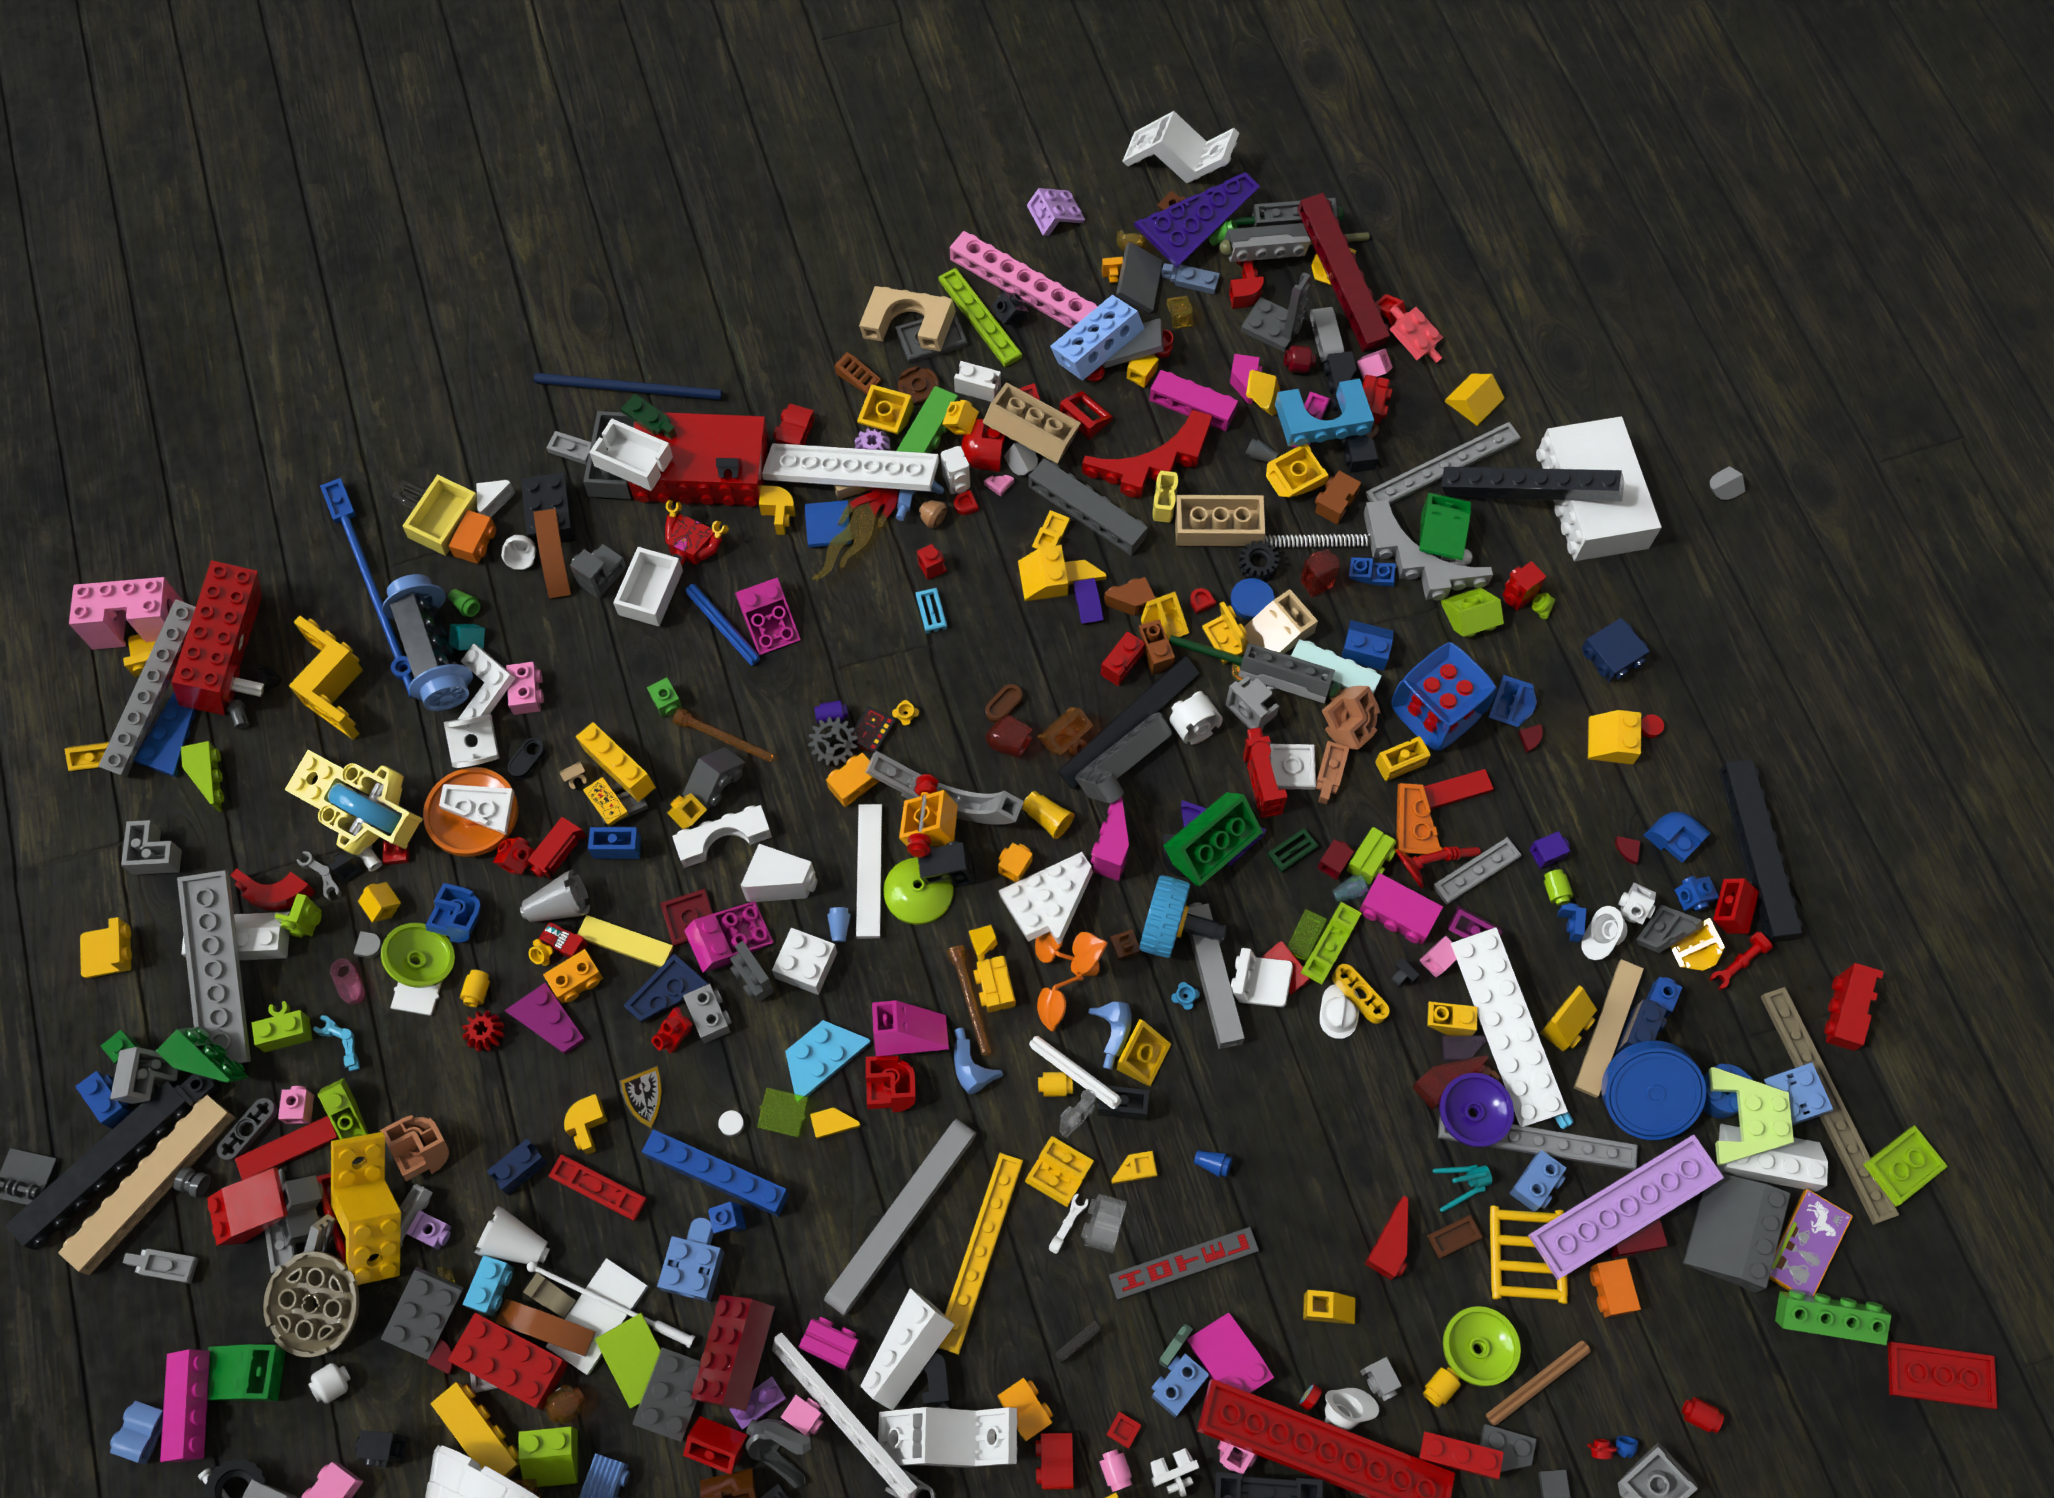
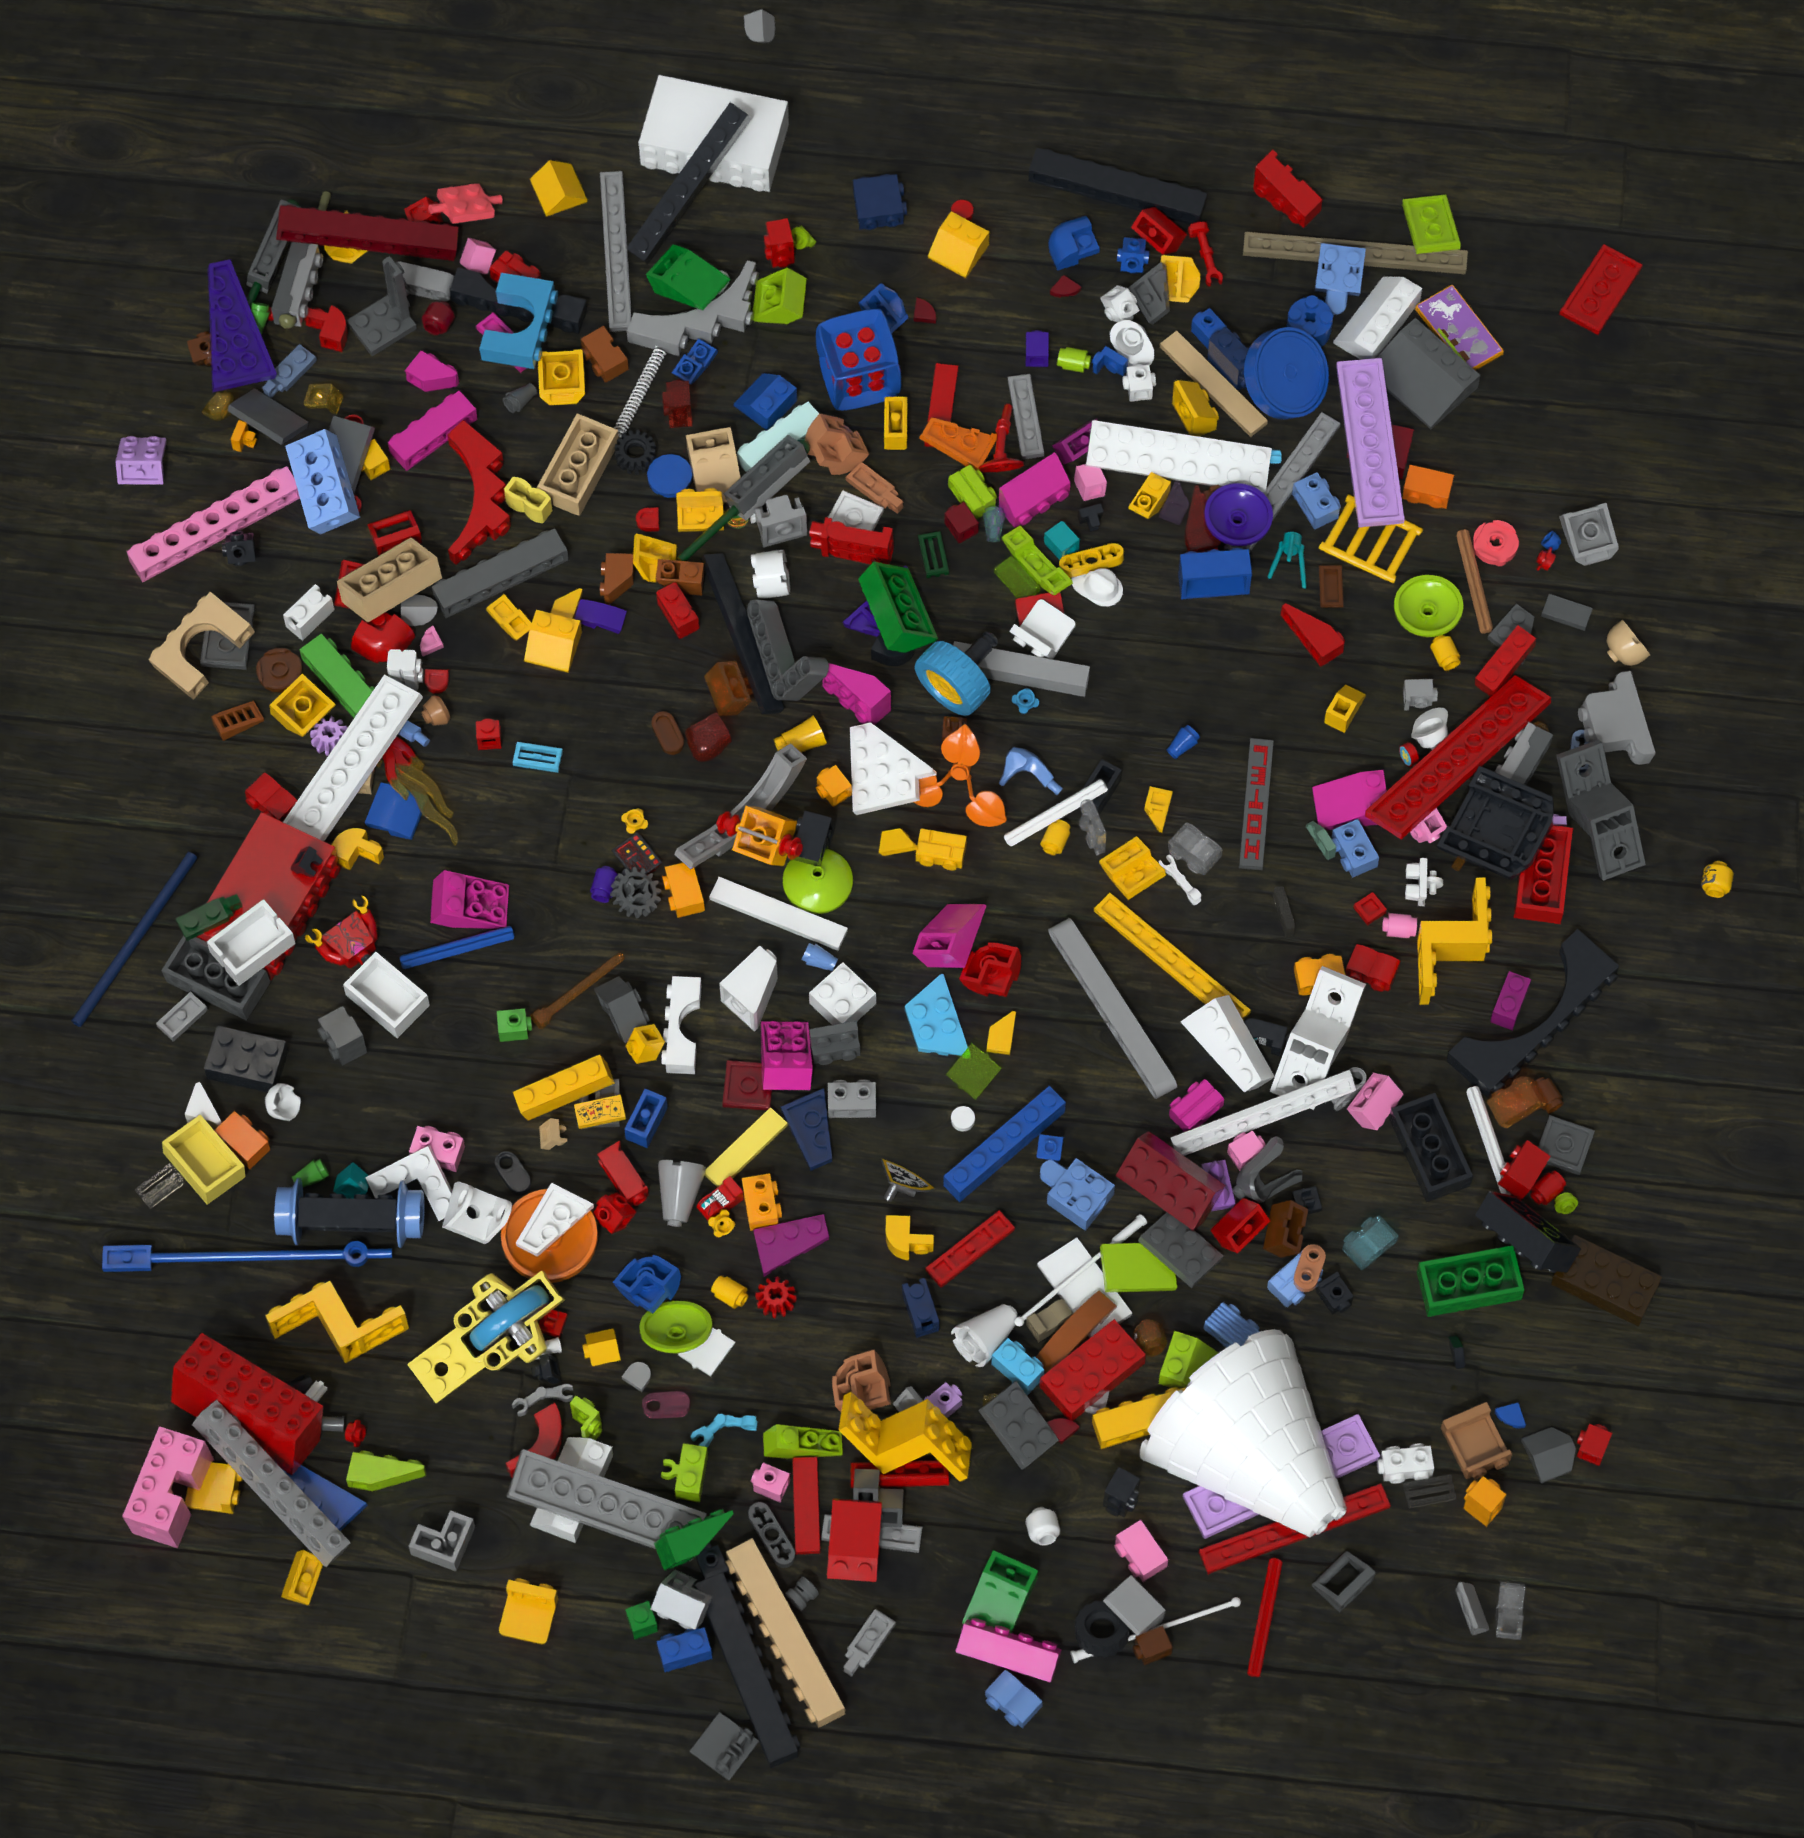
camera: 65 degrees left, 0 degrees up
(234, 738) = (355, 1432): none -> red plate
(291, 1309) = (992, 1507): dark tan brick -> none
(320, 1234) = (913, 1493): light grey tile -> none
(551, 553) = (304, 1065): dark orange slope -> none
(672, 1031) = (856, 1131): red hips -> none
(957, 956) = (900, 870): clear orange piece -> none
(960, 417) = (348, 640): yellow brick -> none
(970, 1075) = (1016, 902): medium blue animal -> none
(980, 317) = (229, 581): lime tile -> none
(1143, 1054) = (1061, 757): yellow slope -> none
(1181, 147) = (139, 310): white bracket -> none
(1263, 390) = (459, 363): yellow slope -> none
(1365, 957) = (1061, 540): none -> teal panel
(1403, 1114) = (1214, 573): none -> blue piece
(1567, 956) = (1139, 382): none -> white brick
(1582, 1397) = (1495, 554): none -> coral plate
(1702, 1415) = (1553, 474): red brick -> none
(1762, 1116) = (1345, 303): yellowish green wing -> none
(1833, 1317) = (1523, 340): bright green brick -> none

